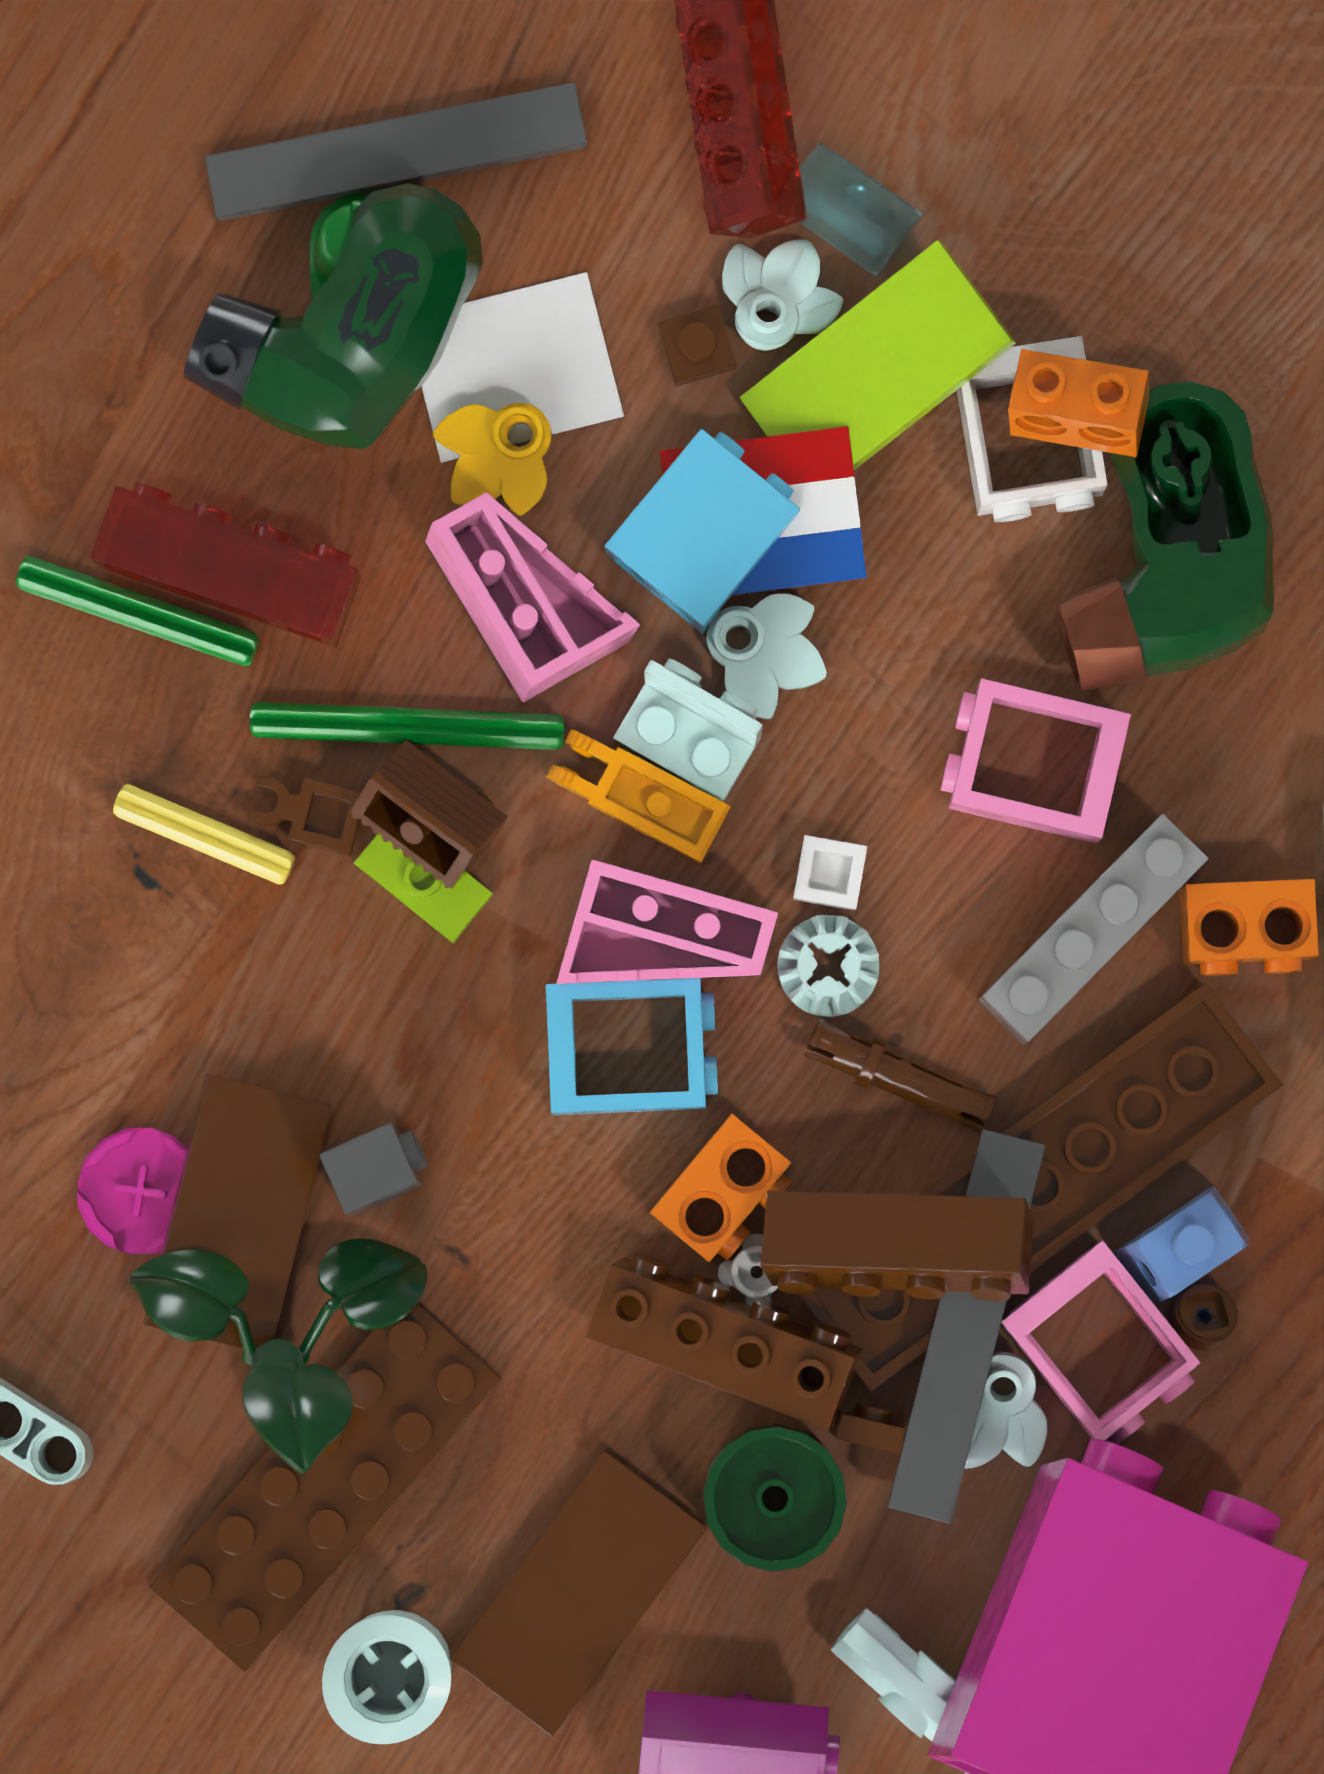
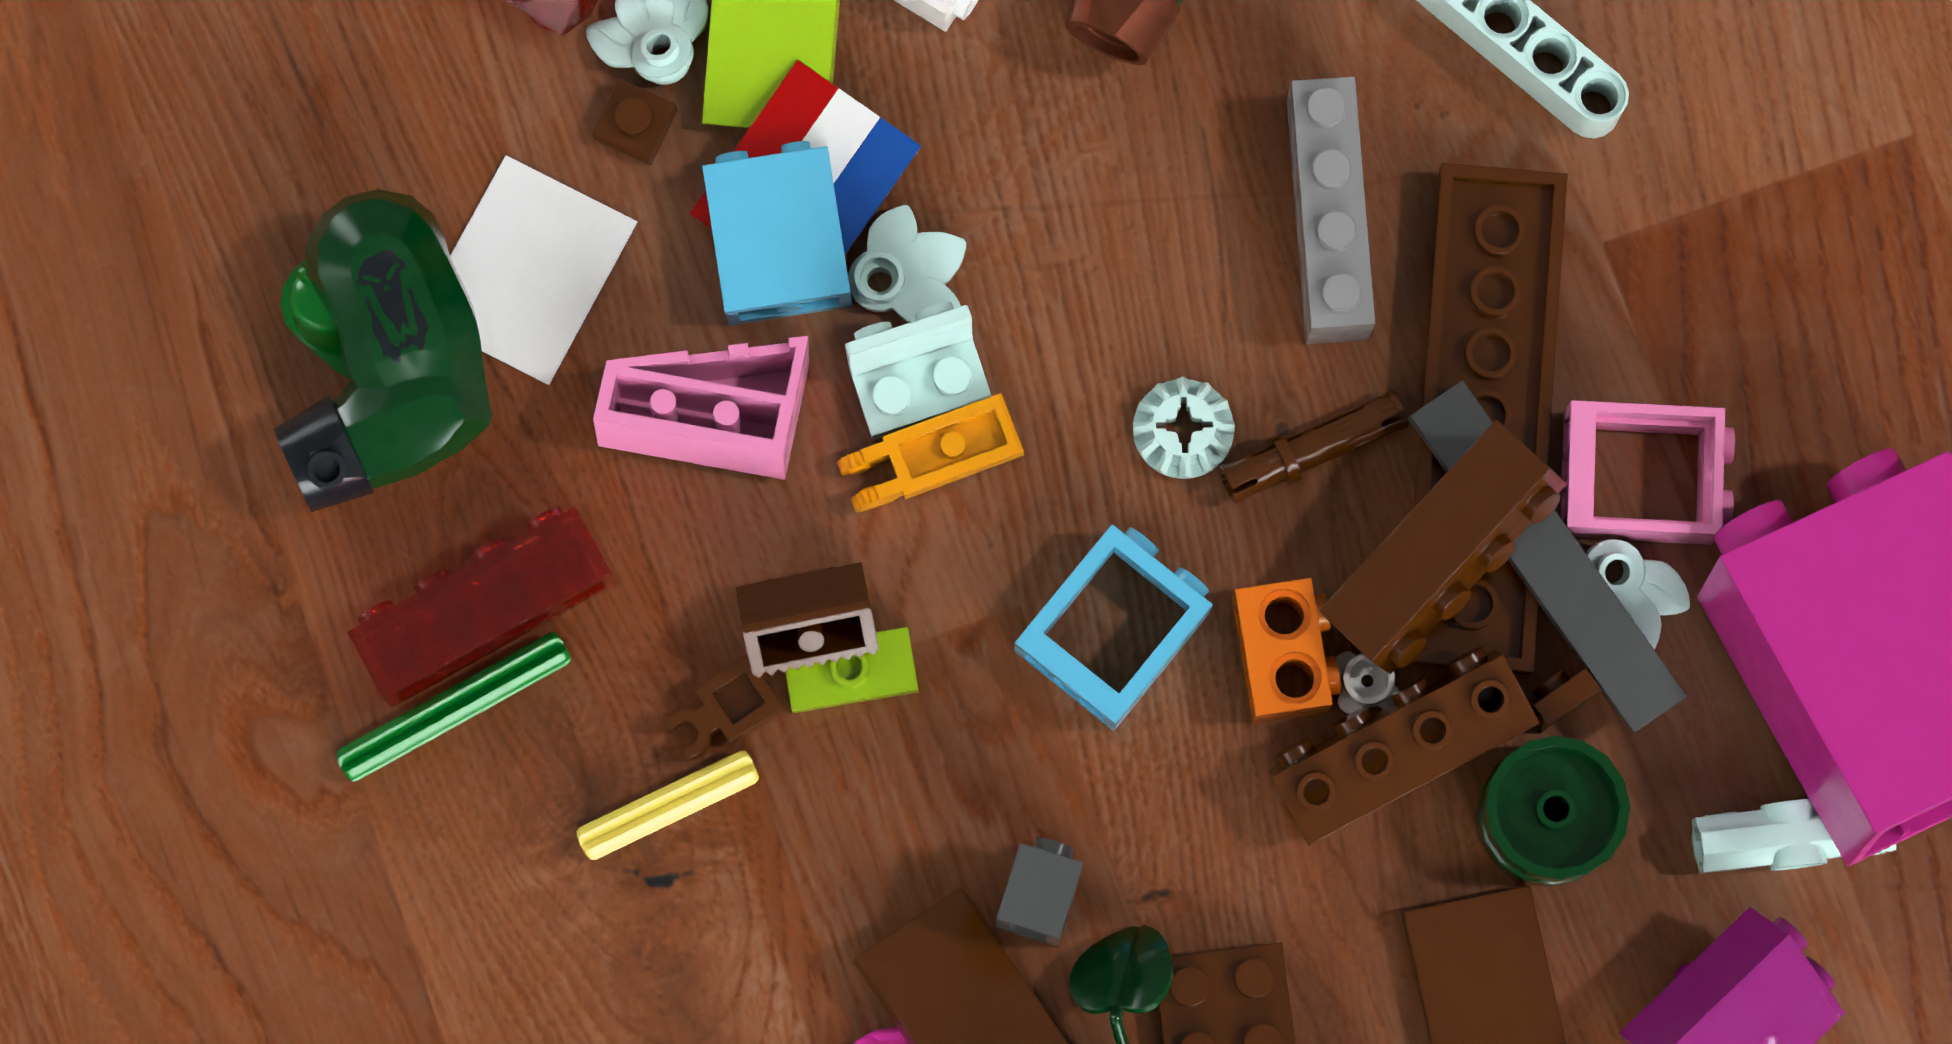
camera: 50 degrees left, 5 degrees down
(396, 152) = (287, 214): dark grey tile -> none
(408, 724) = (720, 582): green axle -> none
(490, 460) = (580, 344): yellow plate -> none
(659, 929) = (1049, 521): bright pink wedge -> none
(830, 872) = (1116, 365): white plate -> none
(1100, 777) = (1221, 108): bright pink window -> none
(1183, 1246) = (1625, 345): medium blue torso -> none
(1204, 1316) = (1688, 379): reddish brown tile -> none
(1247, 908) = (1416, 90): orange brick -> none

